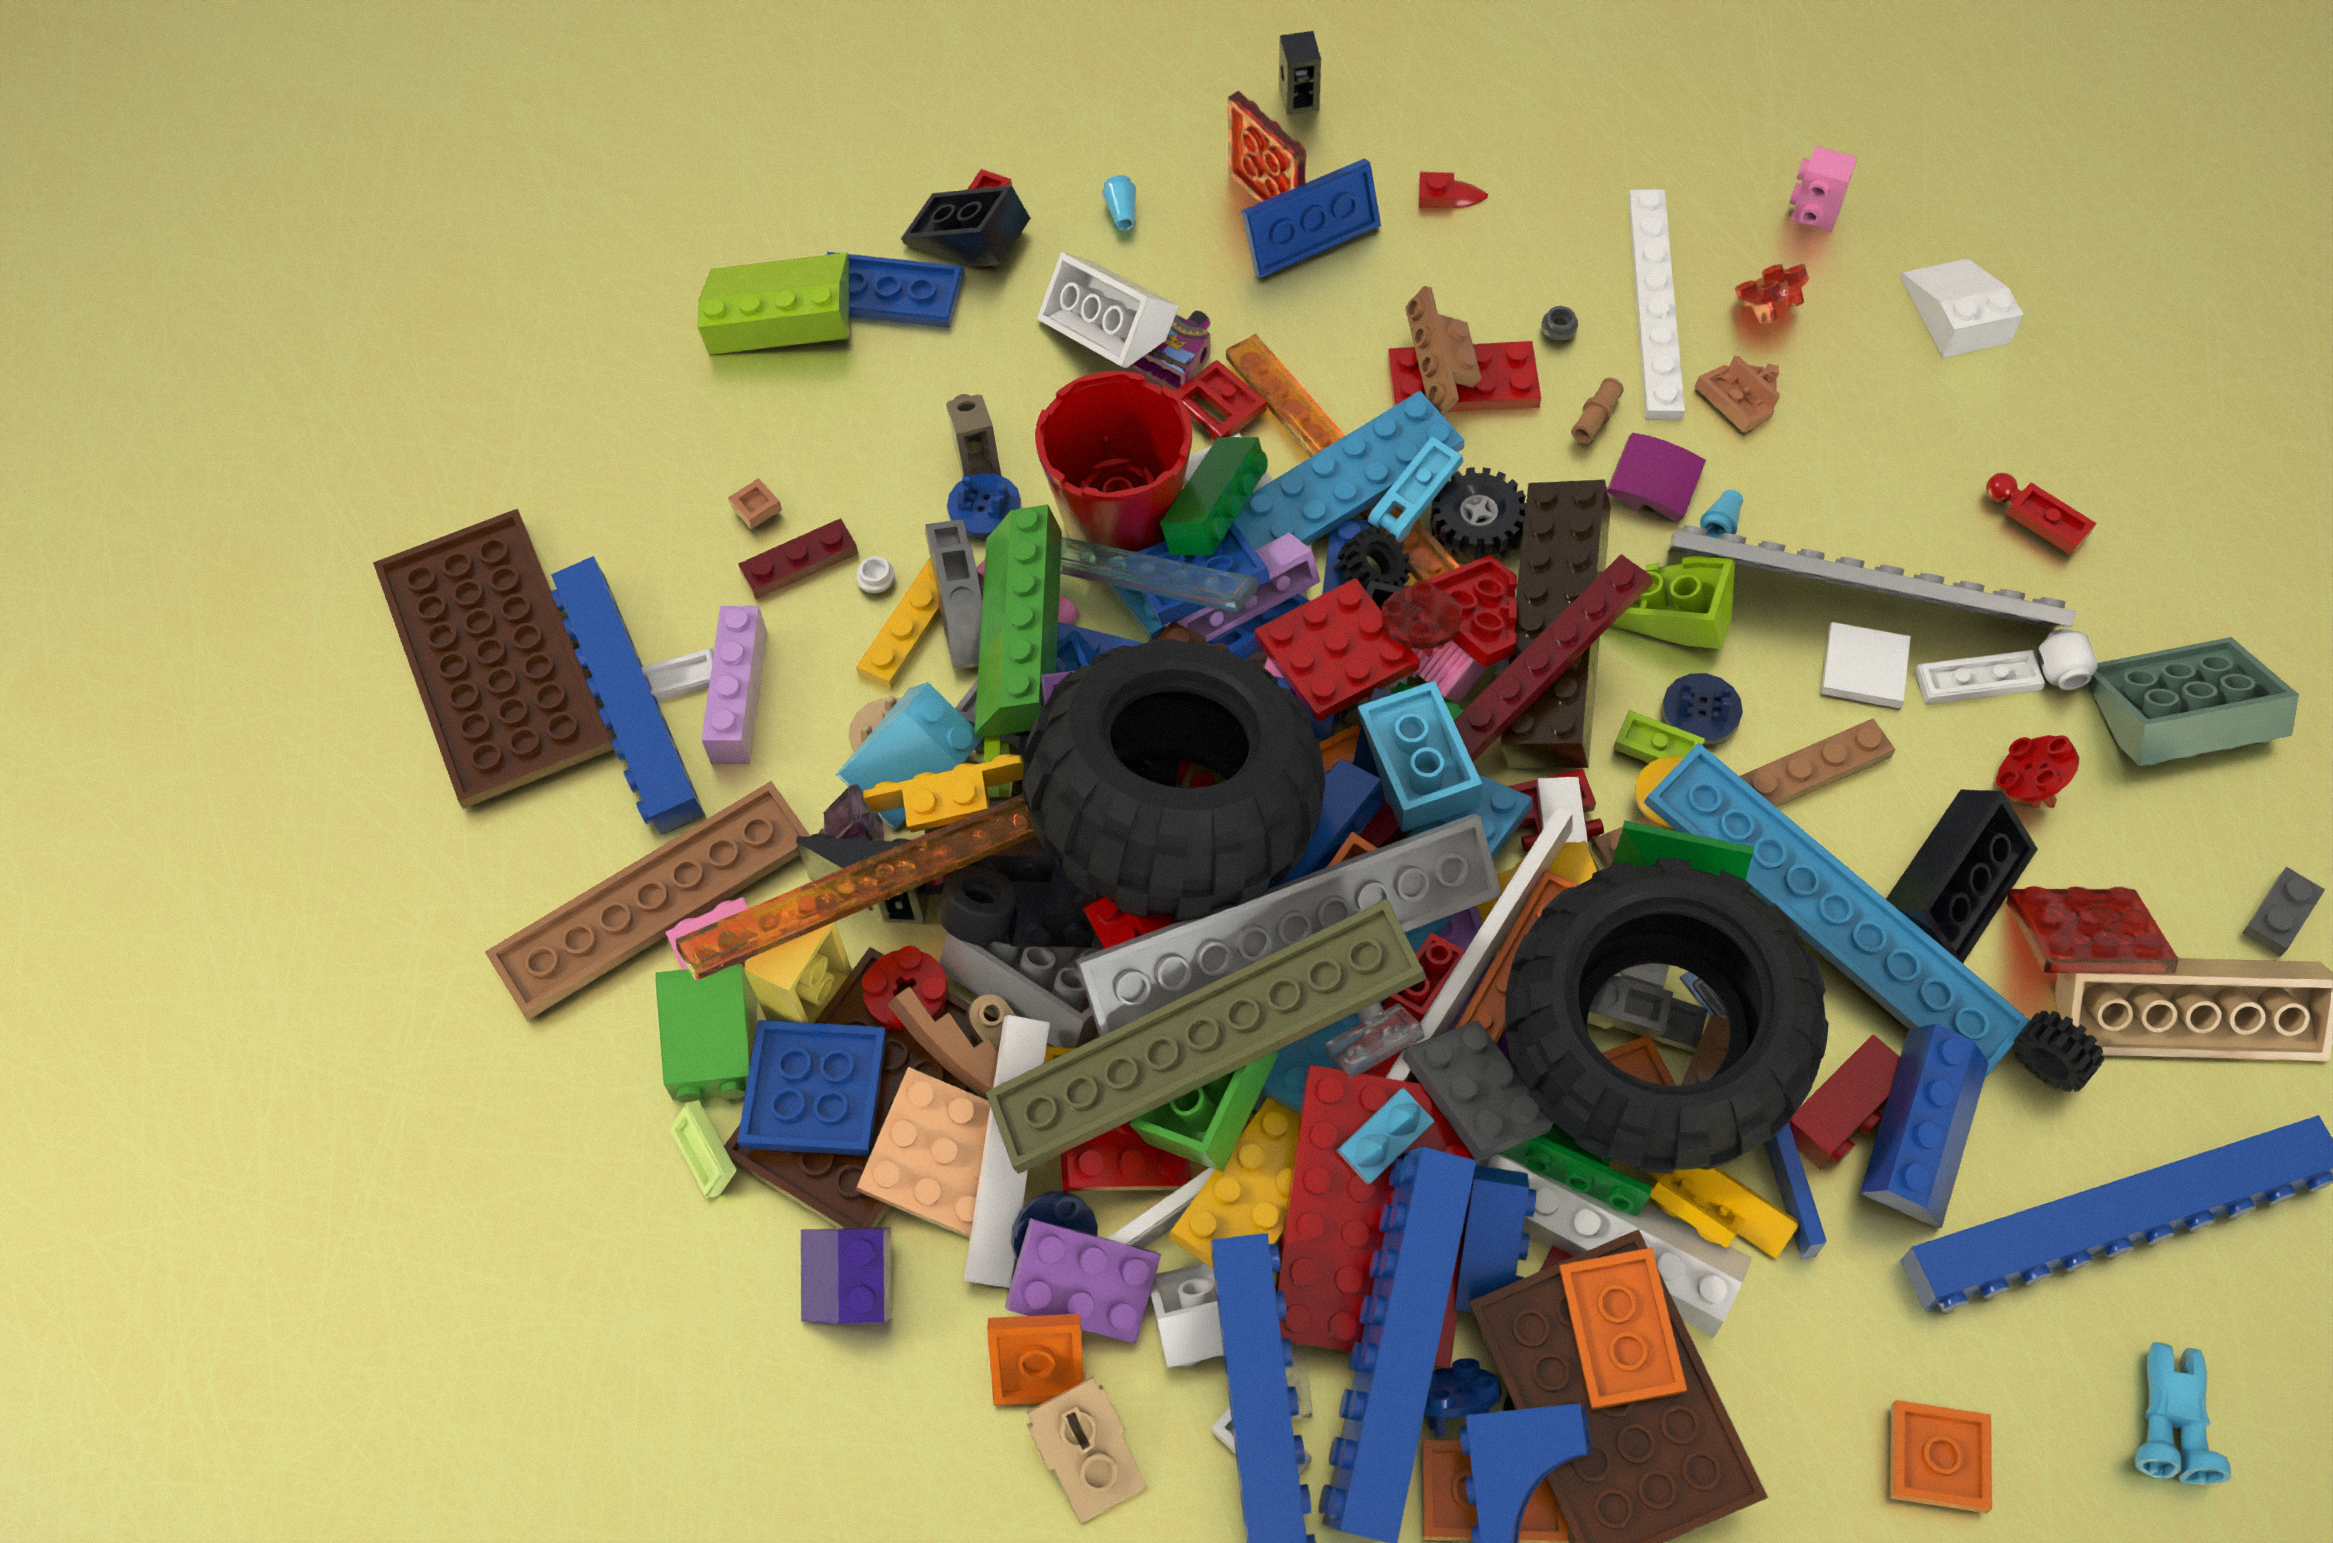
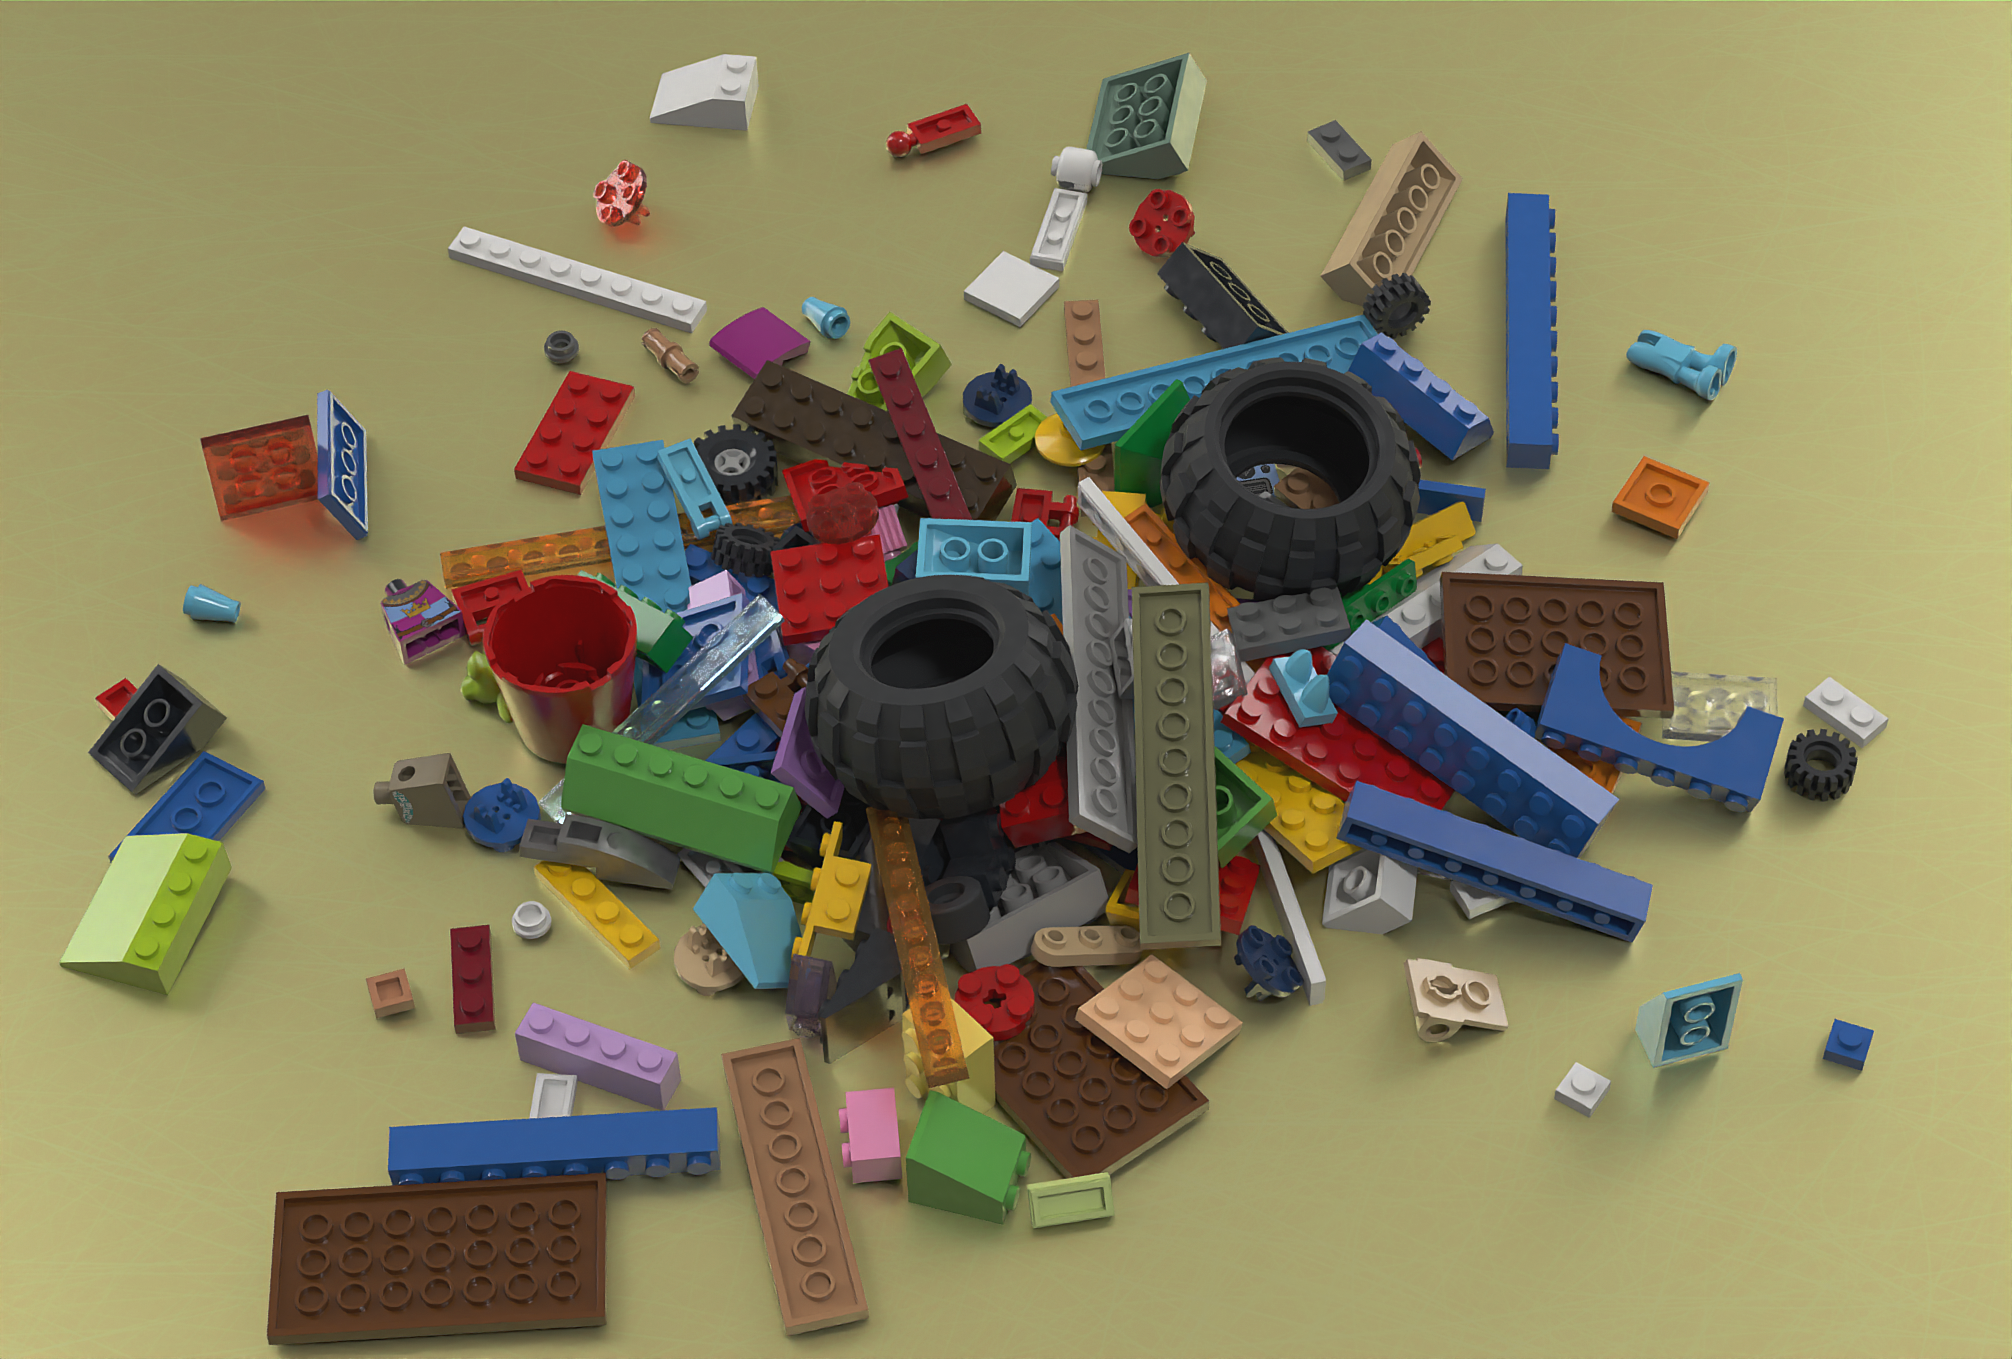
camera: 70 degrees left, 10 degrees down
(813, 1088) = (1059, 1090): blue plate -> none
(846, 1275) = (1240, 1115): dark purple slope -> none
(948, 1043) = (1078, 970): medium nougat slope -> none
(1000, 1186) = (1186, 968): white tile -> none
(1034, 1357) = (1371, 1001): orange plate -> none
(1083, 1275) = (1320, 946): medium lavender plate -> none
(1105, 310) = (352, 645): white slope -> none
(1299, 72) = (159, 415): black brick -> none
(1442, 191) = (357, 374): red plate -> none
(1442, 351) = (550, 427): medium nougat bracket -> none
(1566, 794) = (1053, 511): white tile -> none
(1622, 1328) = (1513, 607): orange plate -> none
(1742, 392) = (707, 260): nougat slope -> none
(1822, 187) = (545, 122): bright pink brick -> none
(1882, 579) = (940, 249): light grey plate -> none
(2091, 931) = (1312, 248): clear red plate -> none

